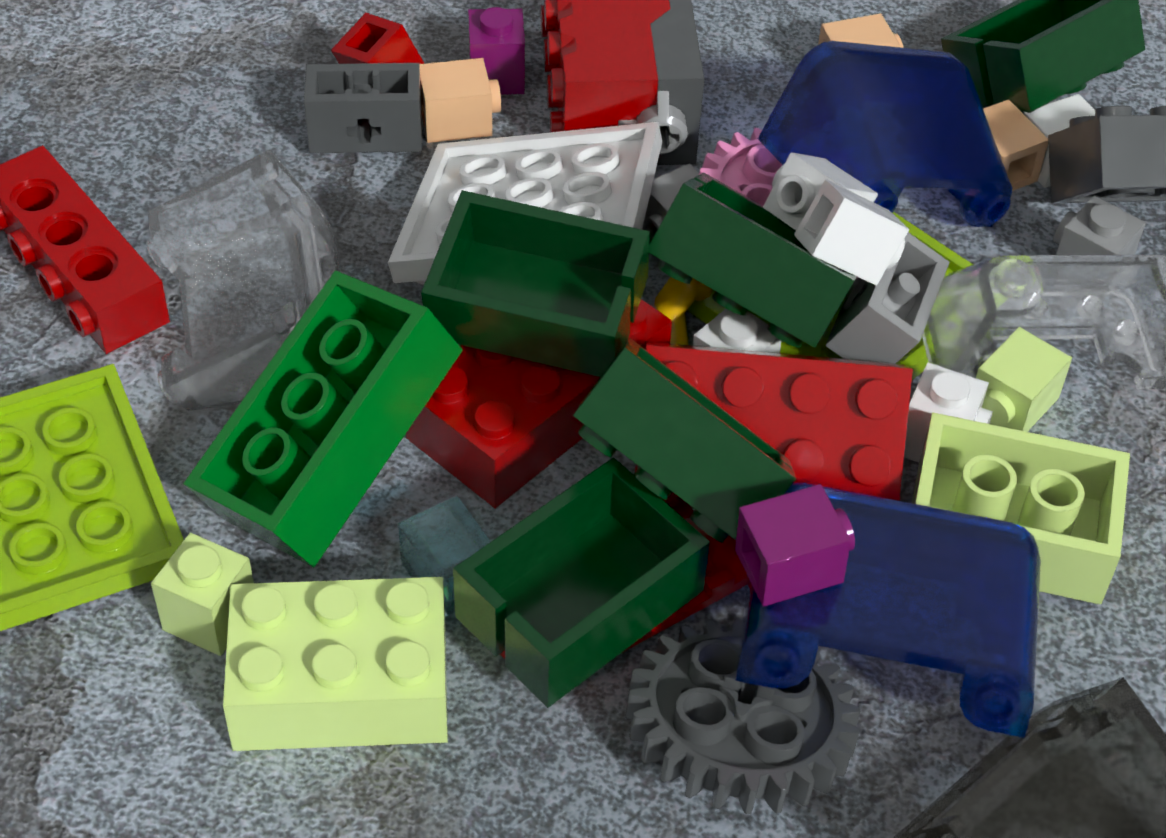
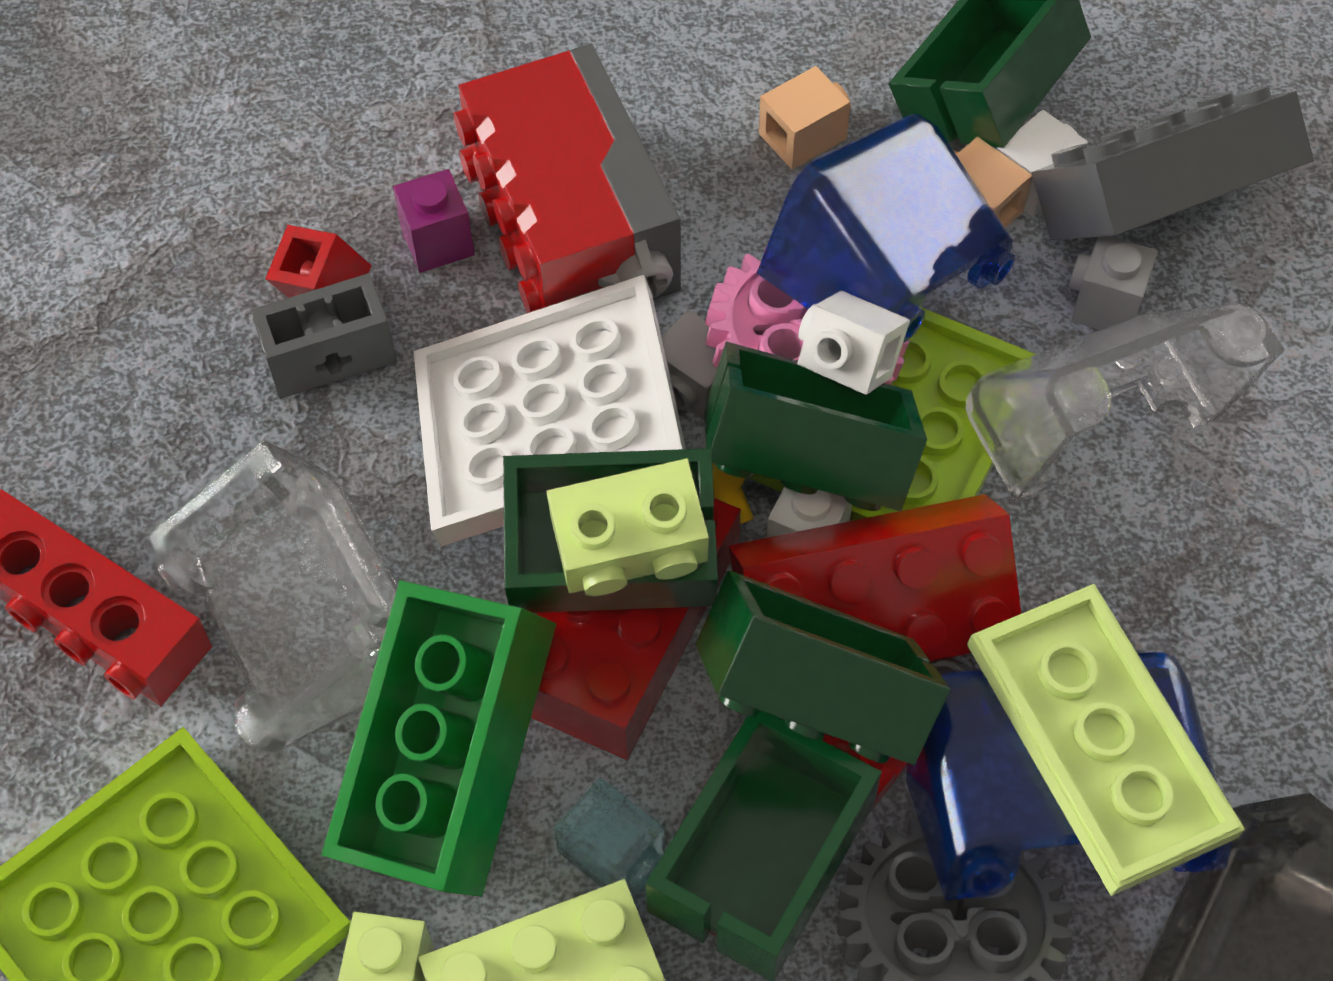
camera: 15 degrees left, 10 degrees up
(458, 100) = (416, 291): light nougat brick -> none
(545, 263) = (629, 528): none -> yellowish green brick
(793, 544) = (972, 760): magenta brick -> none
(852, 233) = (904, 382): white brick -> none
(890, 318) = (959, 421): light grey brick -> none
(934, 574) = (1104, 739): none -> yellowish green tile
(946, 394) = (1040, 526): white brick -> none
(1023, 380) = (1089, 470): yellowish green brick -> none
(1052, 486) = (1163, 588): yellowish green brick -> none

